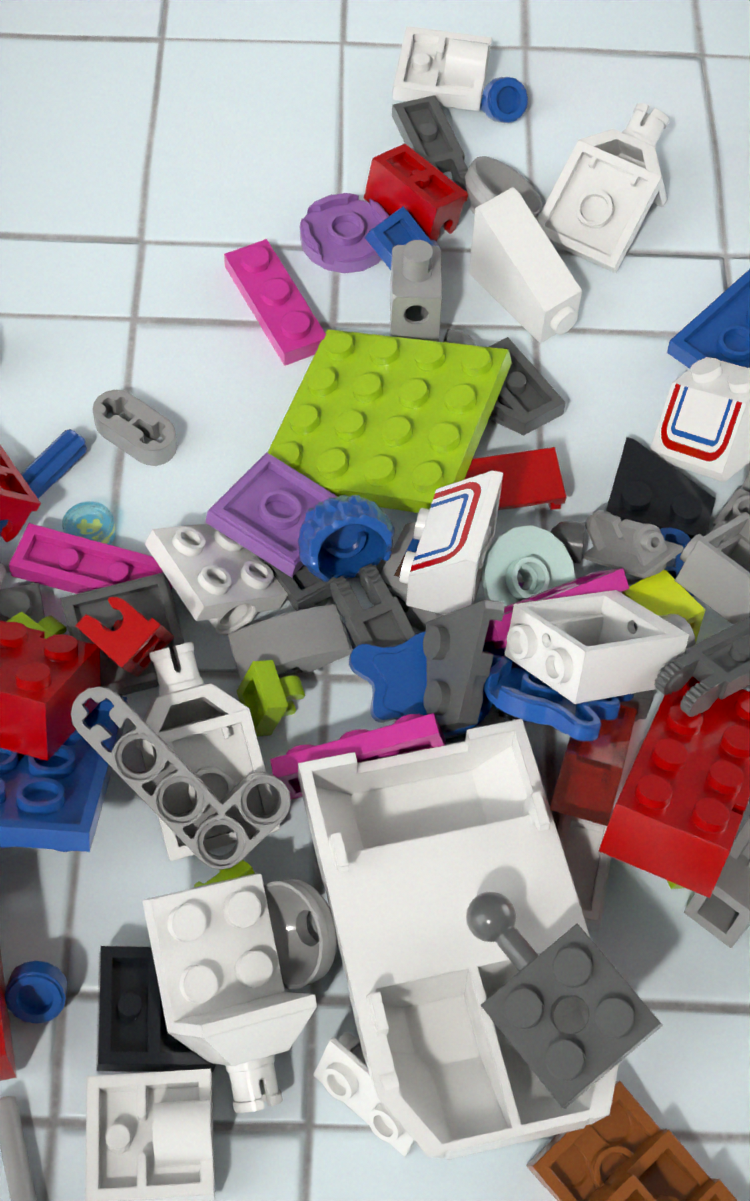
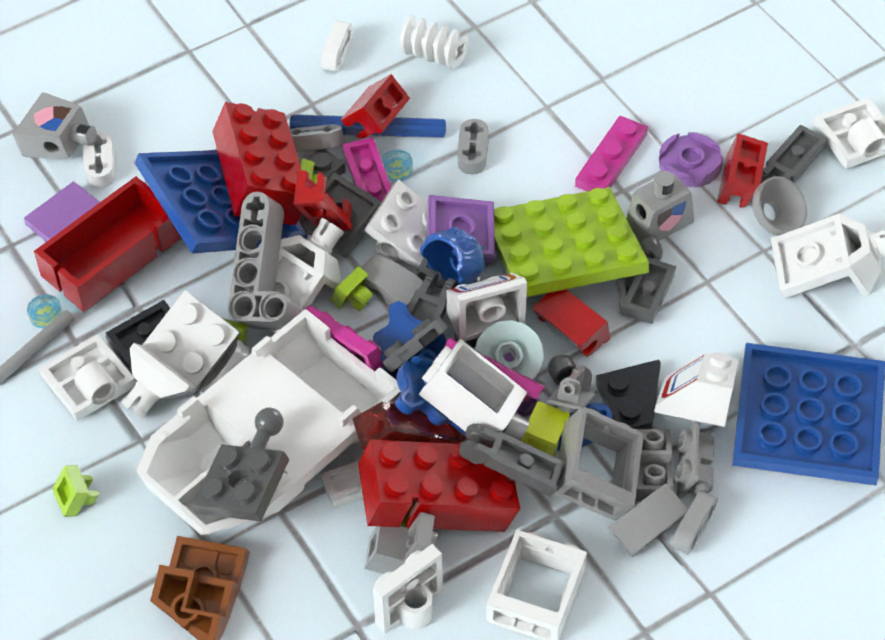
camera: 60 degrees right, 5 degrees down
(36, 992) = (128, 292): blue tile -> none
(393, 231) = (702, 183): blue tile -> none
(504, 99) = (860, 173): blue tile -> none
(522, 267) = (728, 243): white slope -> none

